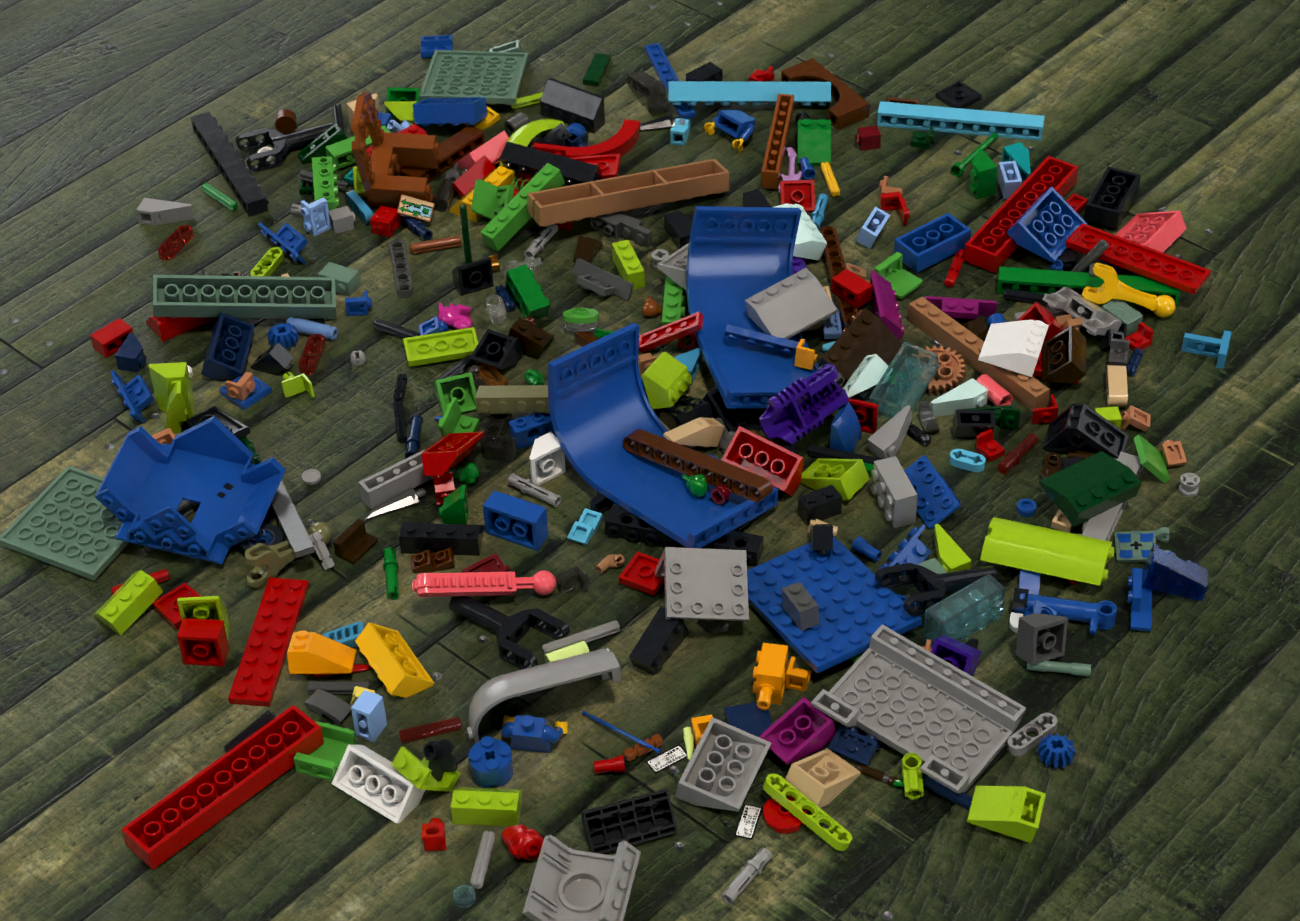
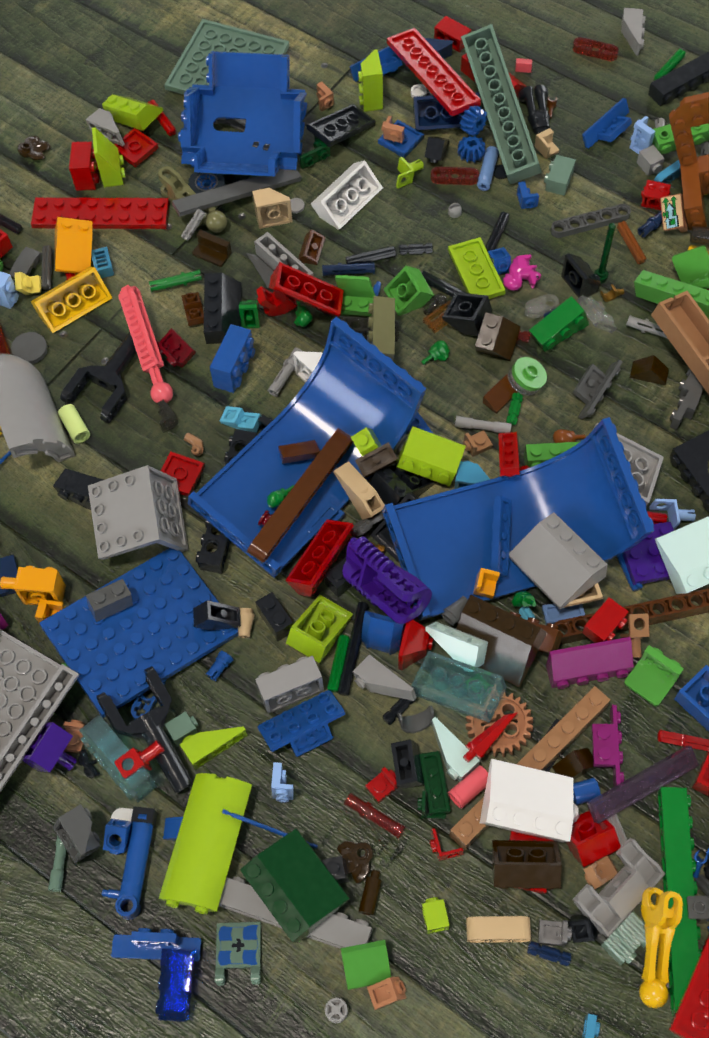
camera: 85 degrees right, 20 degrees up
(144, 624) = (105, 124): none -> light grey slope
(144, 703) = (33, 148): none -> dark brown plate
(176, 409) = (348, 90): lime slope -> none
(179, 340) = (433, 71): none -> red plate
(259, 318) = (473, 120): none -> blue gear
(274, 257) = (564, 113): lime beam -> none
(313, 432) = (347, 195): none -> white slope
(318, 485) = (271, 208): none -> tan slope
(369, 465) = (311, 248): none -> reddish brown slope
(451, 701) = (30, 347): none -> dark grey tile
(587, 636) = (101, 433): light grey axle -> none
(628, 263) = (627, 406): lime brick -> none
(644, 469) = (298, 451): none -> reddish brown slope
(648, 418) = (365, 441): none -> lime slope
(658, 256) = (644, 431): light grey wheel -> none
(668, 410) = (376, 460): none -> dark brown panel
(819, 341) = (523, 599): none -> green piece
(909, 550) = (209, 705): blue bracket -> none
(957, 371) = (483, 742): none -> red bar
(967, 460) = (365, 763): medium azure beam -> none
(968, 580) = (140, 758): none -> red bracket
(989, 502) = (280, 790): none -> light blue bracket
(996, 291) = (642, 784): none -> clear purple plate
(1024, 296) = (651, 827): black axle -> none
(1026, 508) = (292, 822): blue tile -> none
(1033, 511) = (261, 825): none -> blue piece
(1090, 429) = (401, 892): black bracket -> none
(1135, 417) = (442, 950): nougat bracket -> none
(1141, 338) = (591, 960): red bracket -> none

